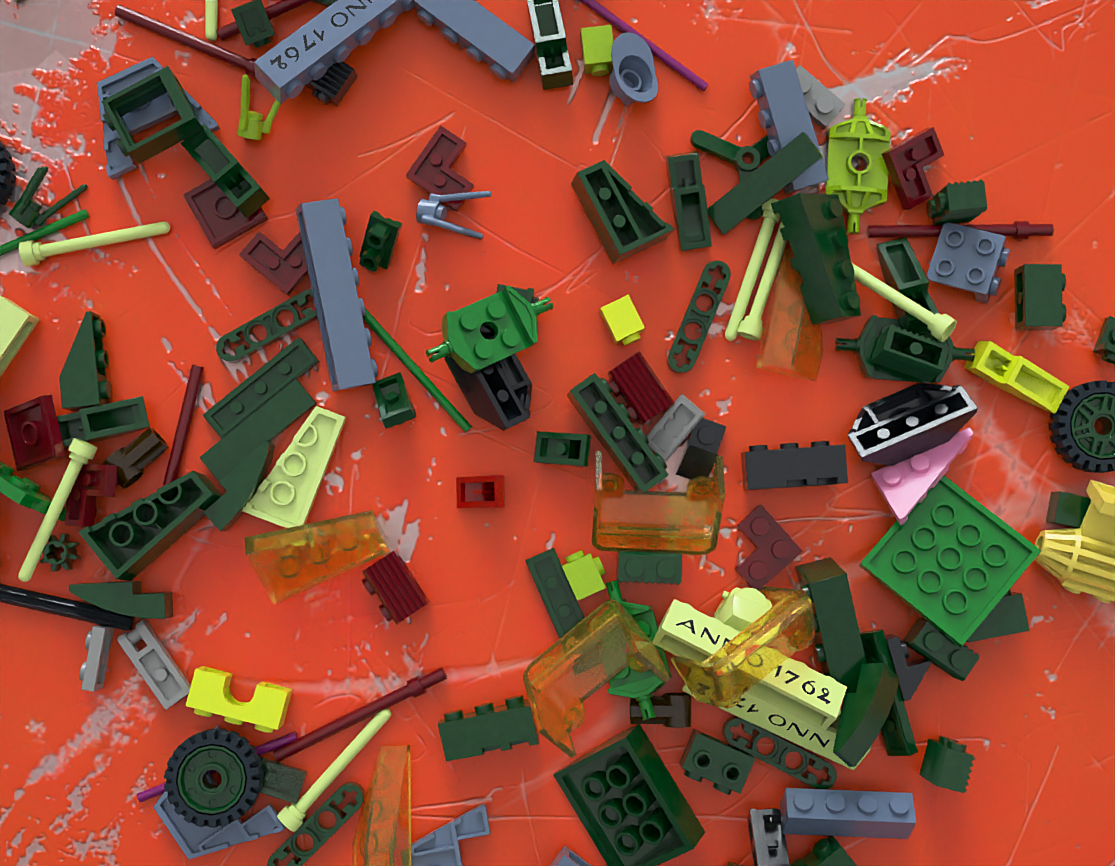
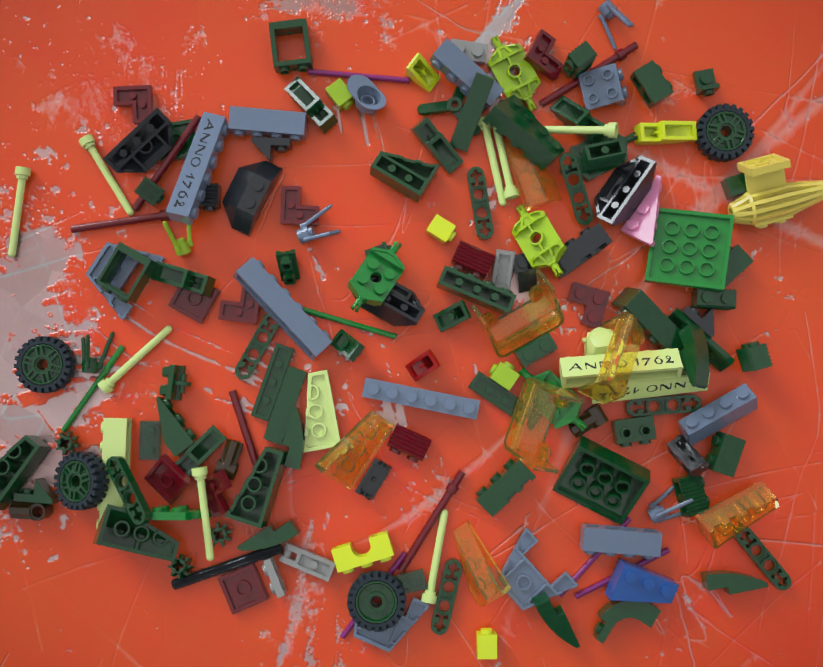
camera: 20 degrees left, 0 degrees up
(44, 364) = (150, 440): none -> clear green plate
(45, 646) = (243, 588): none -> dark red tile
(127, 306) = (176, 382): none -> dark green hips
(315, 606) = (373, 479): none -> black hinge
(389, 110) = (249, 194): none -> black wedge
(448, 536) = (421, 398): none -> sand blue brick
(456, 58) = (267, 145): none -> black slope
(729, 88) = (422, 73): none -> neon yellow slope
(753, 438) = (549, 248): none -> lime plate
(846, 378) = (573, 189): none -> dark green beam
(1043, 160) = (609, 11): none -> sand blue plant

